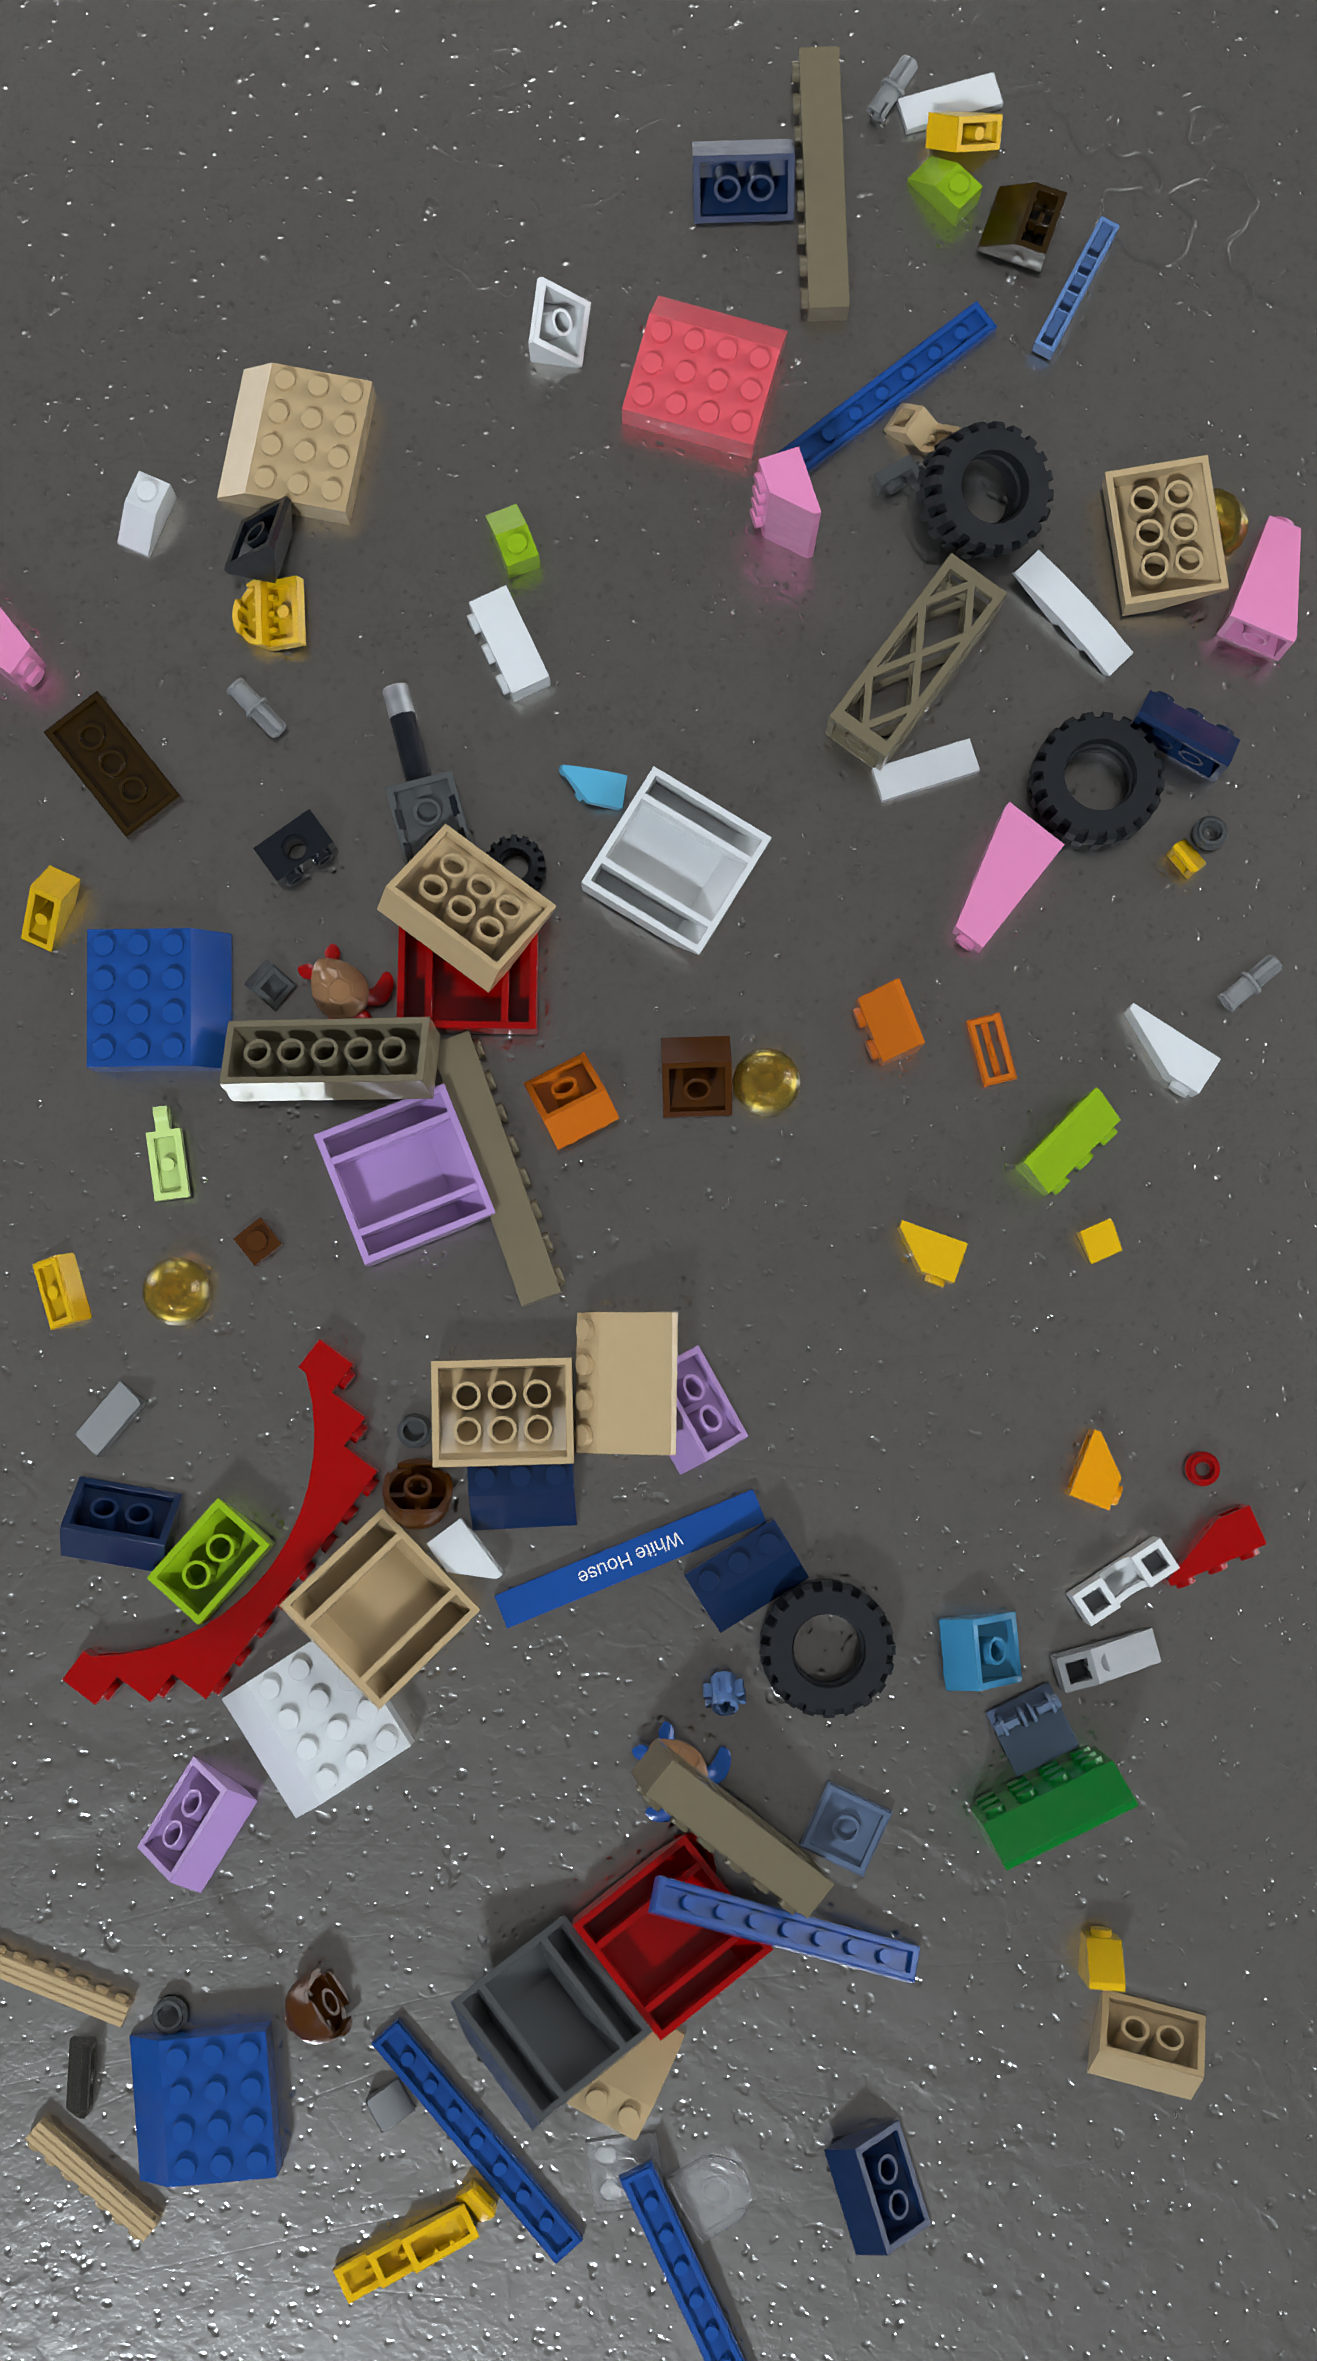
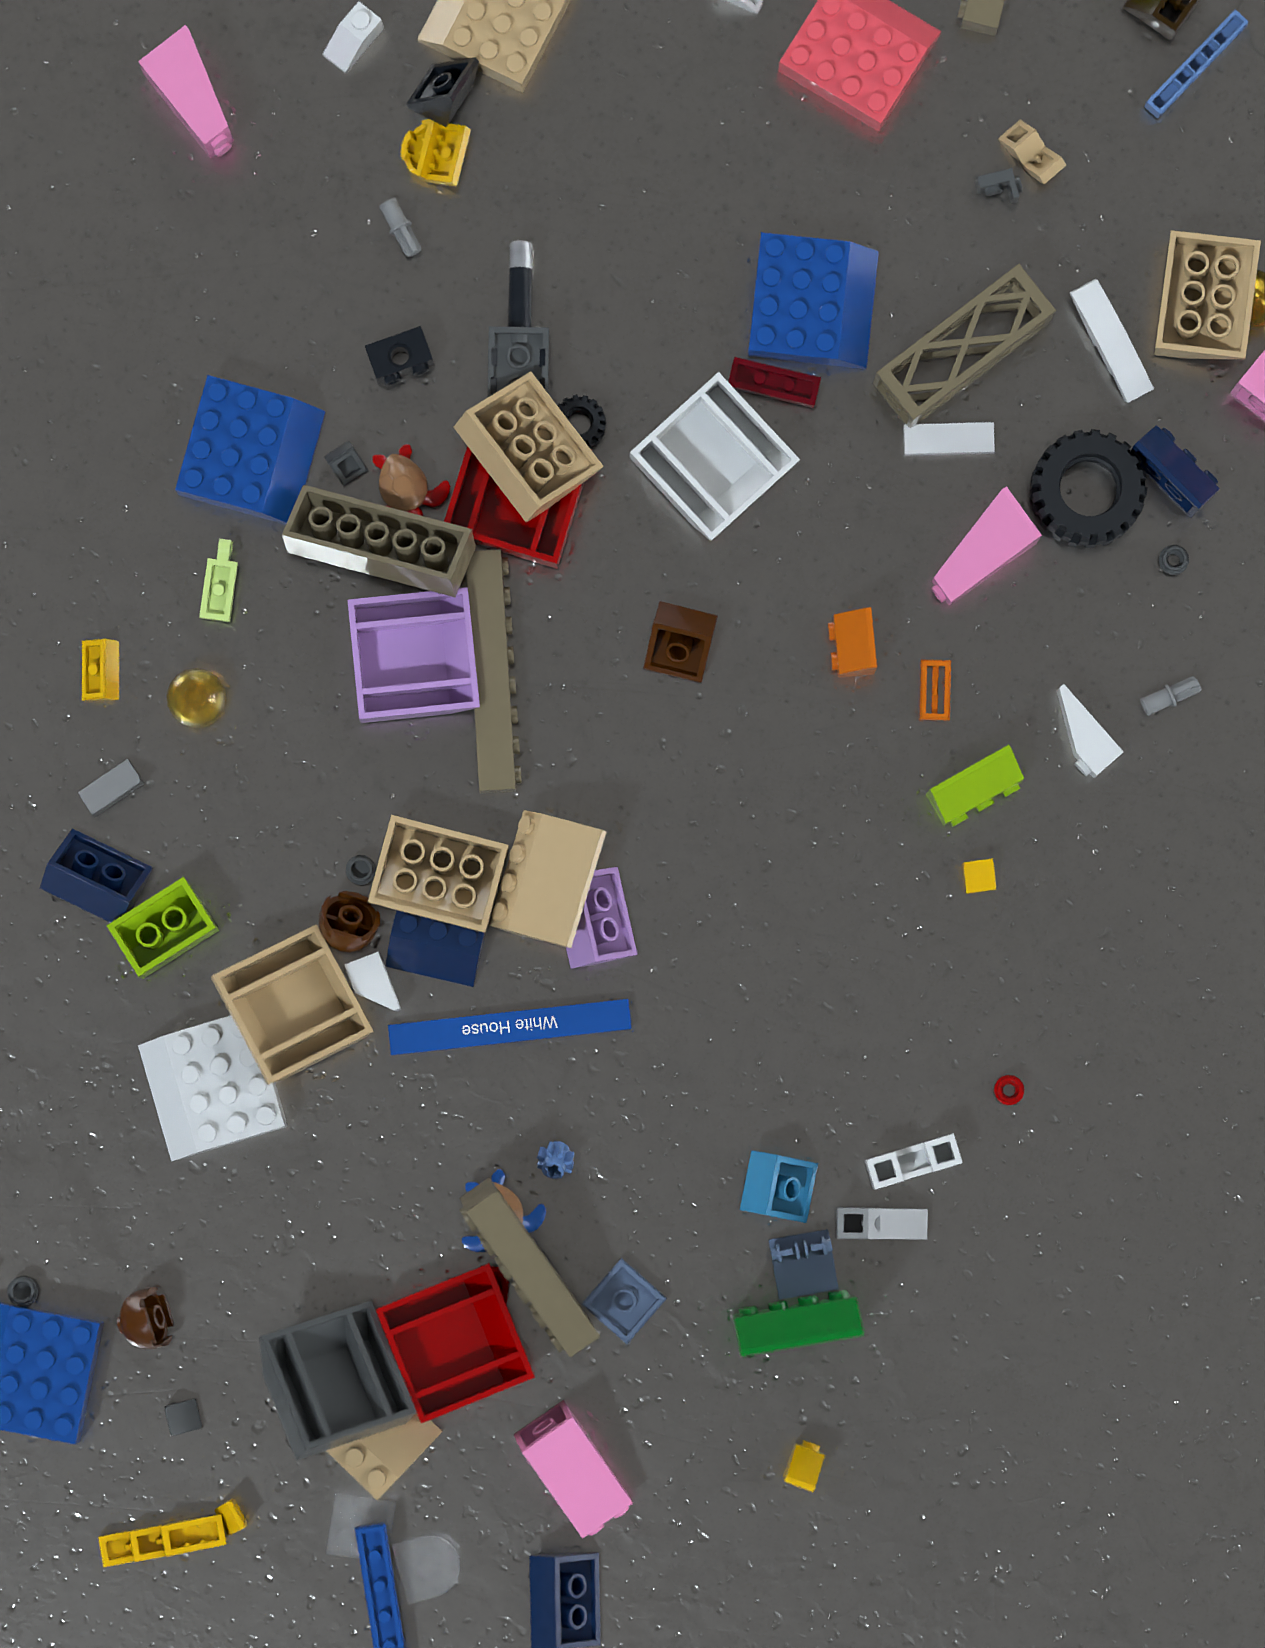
camera: 20 degrees right, 0 degrees up
(49, 907) = (180, 347): yellow slope -> none
(112, 765) = (266, 241): dark brown tile -> none
(196, 1825) = (89, 1142): lavender slope -> none
(258, 1241) = (275, 675): reddish brown plate -> none
(334, 1487) = (142, 1002): red arch -> none
(477, 2140) = (246, 1467): blue tile -> none
(508, 644) = (627, 233): white brick -> none
(513, 541) = (656, 146): lime slope -> none
(571, 1100) = (570, 632): orange slope -> none
(596, 786) = (667, 374): medium azure slope -> none
(717, 762) = (774, 382): none -> dark red plate
(733, 661) = (813, 301): none -> blue slope
(746, 1575) = (602, 1068): dark blue slope -> none
(766, 1082) = (738, 663): clear yellow cylinder -> none
(783, 1930) = (549, 1364): blue tile -> none
(786, 502) = (891, 182): bright pink slope -> none
(843, 2037) = (573, 1469): none -> bright pink slope
(874, 1658) = (609, 1150): black tyre -> none
(893, 386) = (1004, 109): blue tile -> none
(932, 1253) = (835, 845): yellow slope -> none
(1025, 483) = (1101, 223): black tyre -> none
(1095, 1474) = (917, 1068): light orange slope -> none
(1147, 2045) = (822, 1549): tan slope -> none
(1185, 858) = (1147, 575): yellow slope -> none
(1219, 1541) = (1007, 1152): red slope -> none

